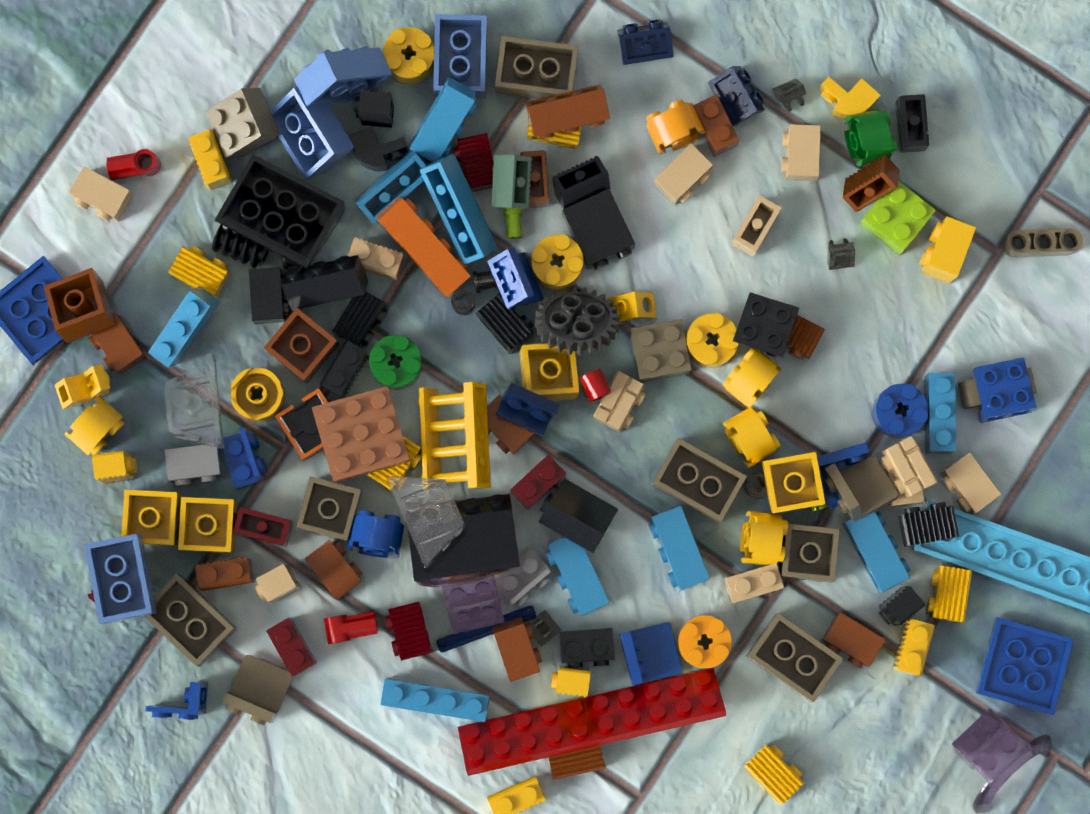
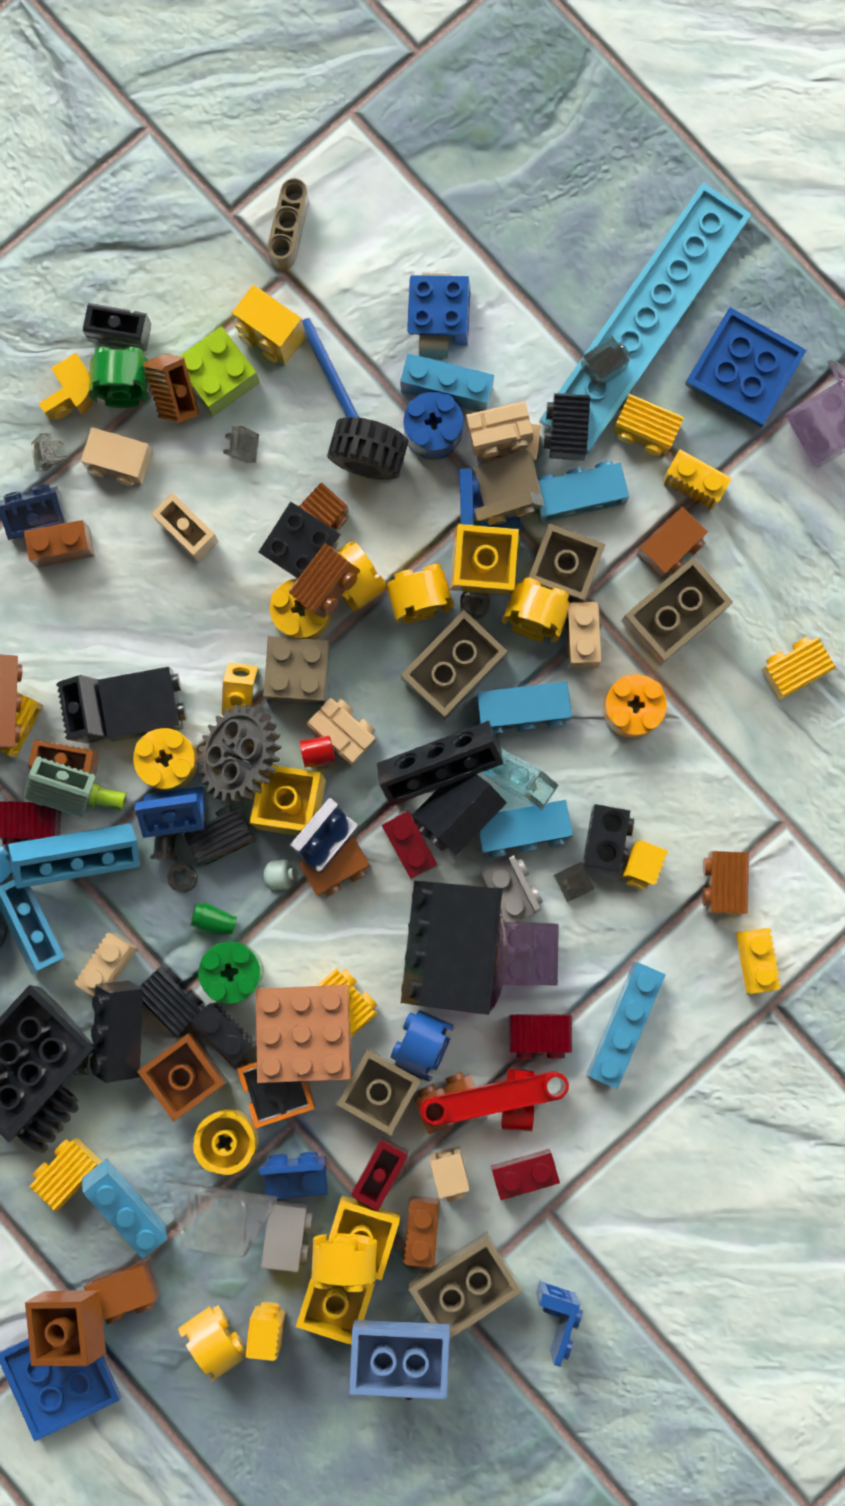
camera: 70 degrees left, 0 degrees up
(83, 387) = (164, 1345): yellow brick -> none
(187, 514) = (344, 1261): none -> yellow brick
(258, 690) = (564, 1226): dark tan bracket -> none
(267, 296) = (115, 1101): black brick -> none
(347, 605) = (494, 1098): none -> red piece
(423, 246) = (105, 907): orange brick -> none
(428, 513) = (415, 979): clear wing -> none
(435, 336) = (212, 919): none -> green cone
(455, 640) = (555, 914): dark blue axle -> none
(476, 430) = (339, 900): yellow fence -> none
(490, 378) = (279, 874): none -> light aqua piece
(516, 650) = (591, 917): dark orange brick -> none
(591, 721) = (695, 855): red plate -> none
(612, 489) = (439, 763): none -> black brick
(617, 560) = (523, 780): none -> clear light blue brick
(650, 653) = (632, 769): blue bracket -> none
(674, 127) = (47, 587): light orange brick -> none
(683, 174) = (105, 594): tan brick -> none
(738, 354) = (324, 581): none -> dark orange brick
(863, 360) = (367, 448): none -> black tyre
(900, 606) = (649, 480): black brick -> none
(926, 310) = (328, 369): none -> blue bar
(970, 484) = (533, 372): tan brick -> none
(994, 543) = (605, 361): none -> clear smoke brick

